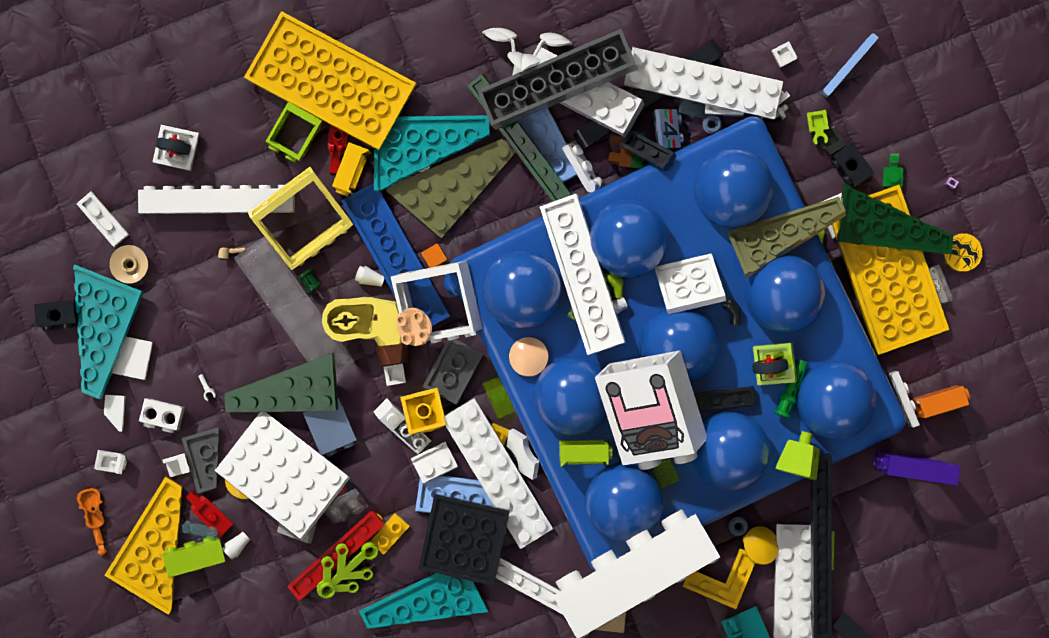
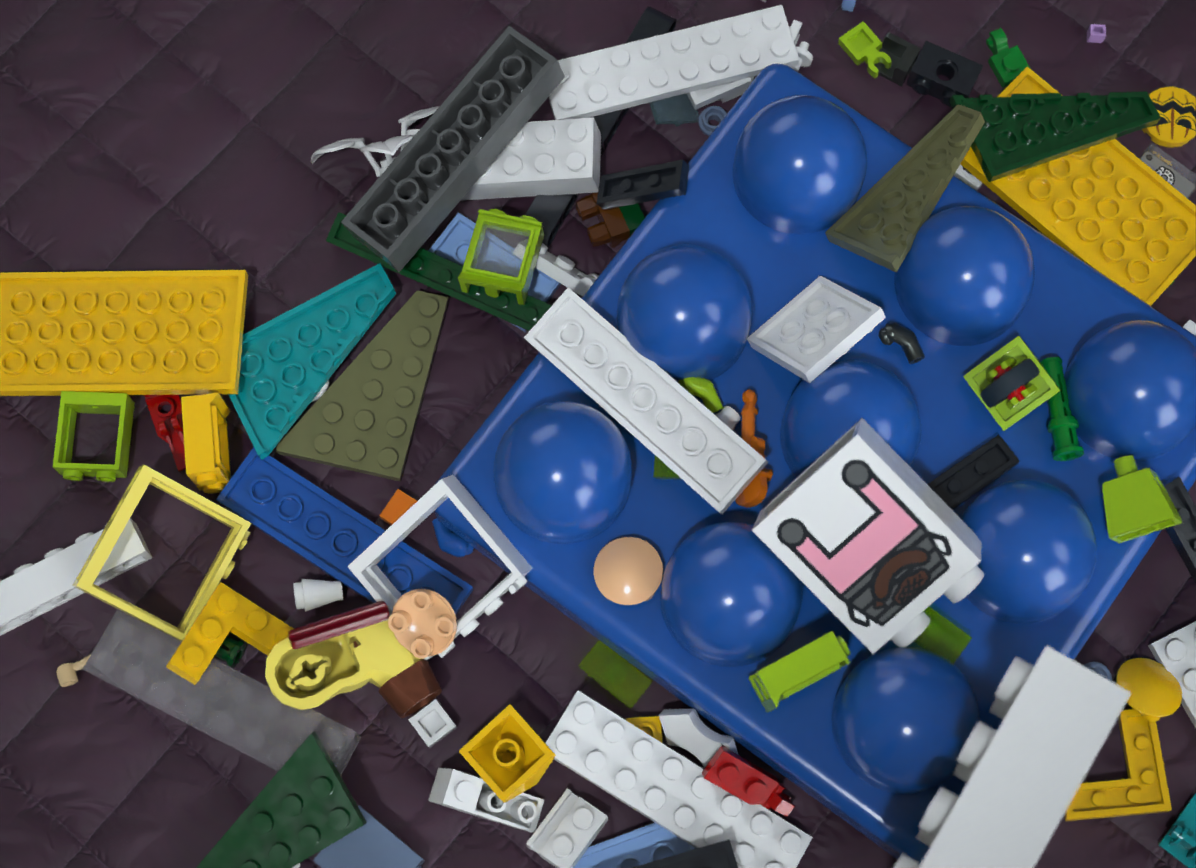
camera: 30 degrees left, 15 degrees down
(315, 266) = (225, 613): none -> yellow plate
(373, 306) = (338, 625): none -> dark red axle
(453, 370) = (521, 667): dark grey plate -> none
(535, 486) = (747, 781): none -> red hinge
(554, 148) = (502, 254): none -> lime window
(626, 327) = (757, 489): none -> orange piece
(667, 128) = (646, 144): sand blue slope -> none

